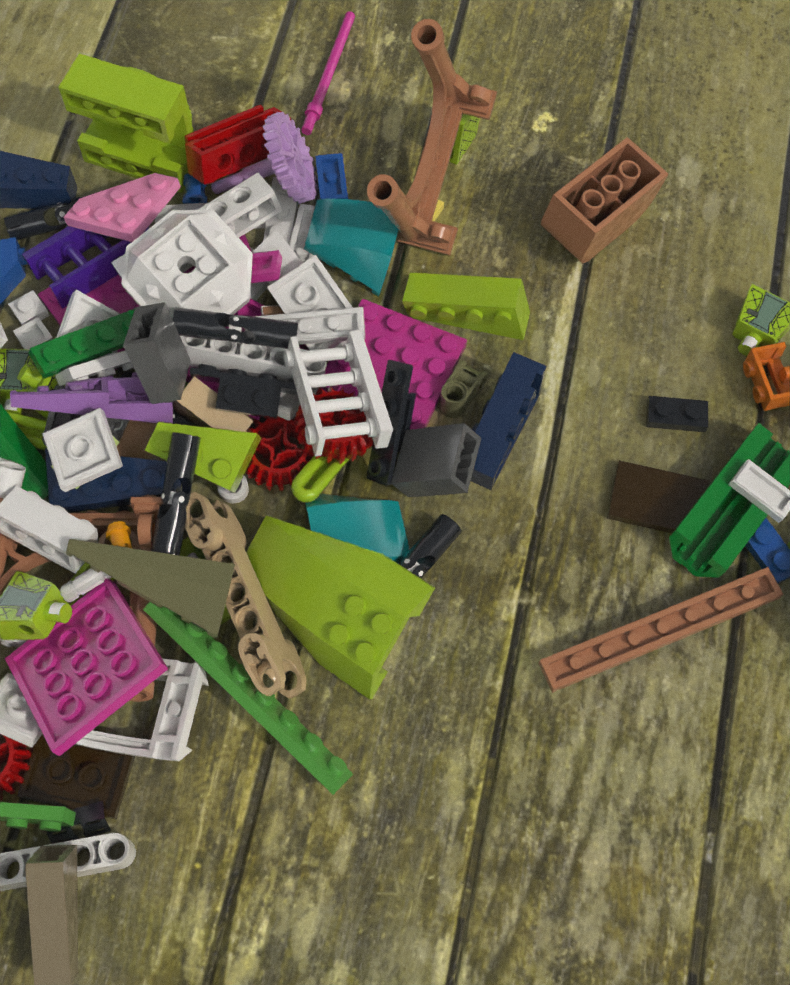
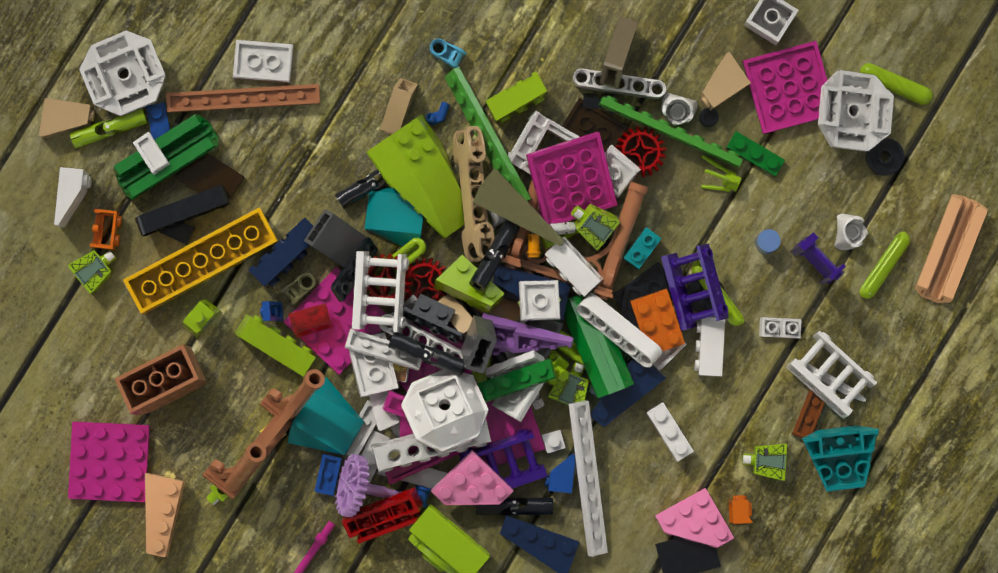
camera: 165 degrees left, 20 degrees up
(32, 334) = (554, 417): white plate -> none
(218, 776) = (517, 98): none -> lime wedge
(341, 707) = (439, 116): none -> blue arm
(359, 815) = (448, 53): none -> medium azure piece
(411, 698) = (398, 106): none -> tan slope
(427, 340) = (310, 320): none -> clear red hinge
(487, 338) = (272, 311): none -> blue plate
(533, 80) = (162, 507): none -> light nougat wedge
(588, 298) = (200, 317): none -> lime torso
(615, 376) = (201, 261): none -> yellow brick
(625, 105) = (108, 461): none -> dark pink plate
(656, 700) = (263, 61): none -> white tile
(676, 430) = (182, 210): none -> black beam

